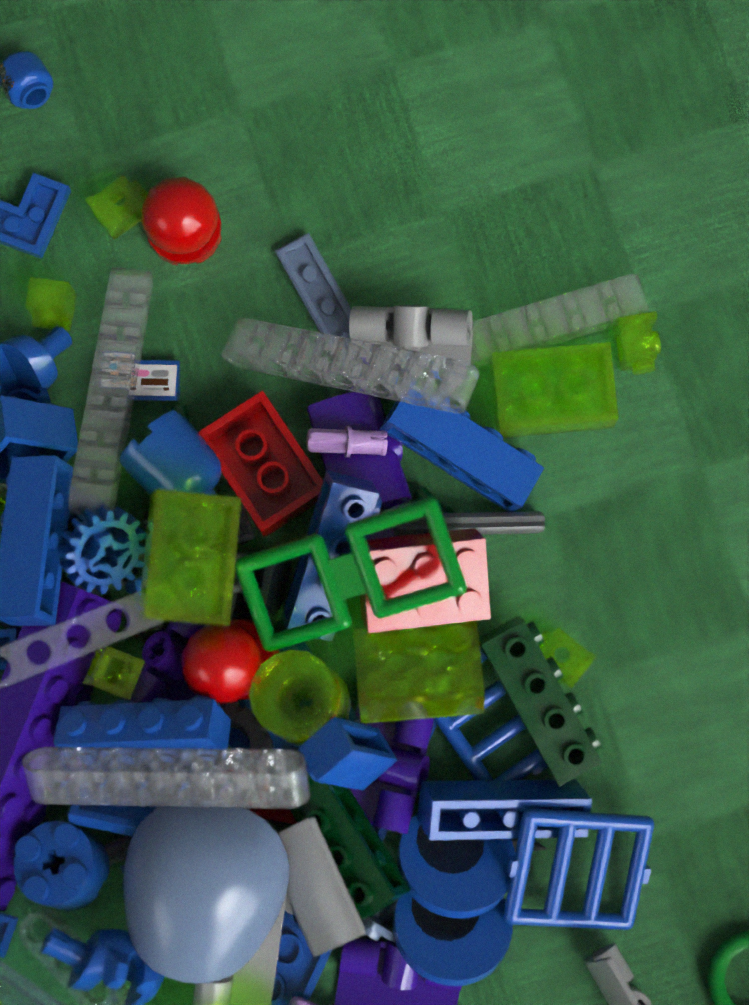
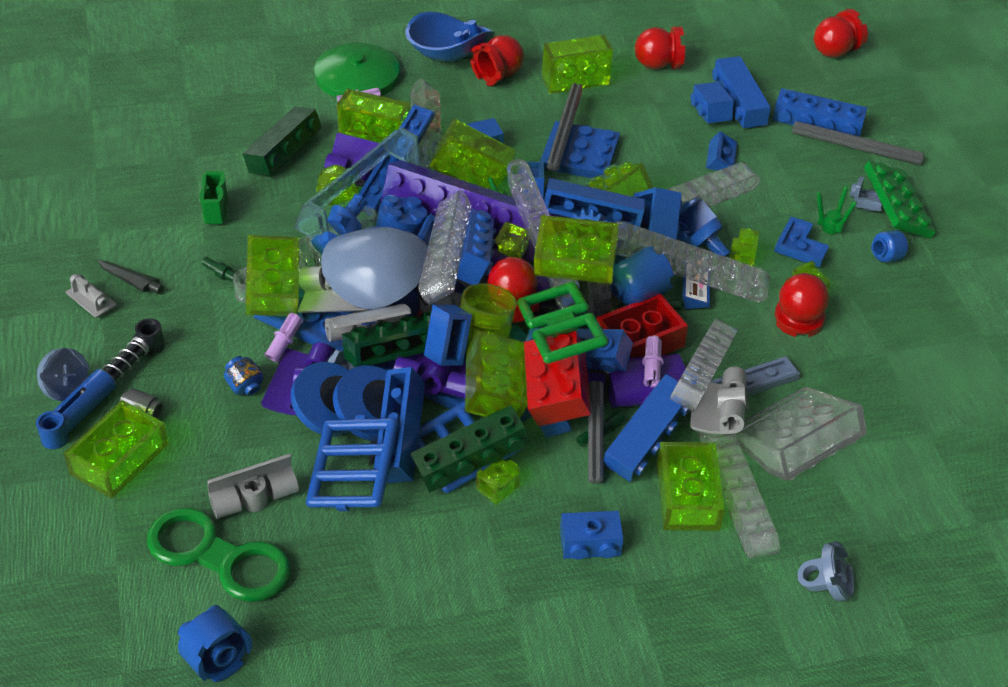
camera: 90 degrees right, 35 degrees down
(422, 236) = (801, 432): none -> clear slope
(637, 342) = (727, 544): clear neon green brick -> none
(645, 523) = (591, 534): none -> blue brick
(673, 206) = (833, 572): none -> sand blue tile

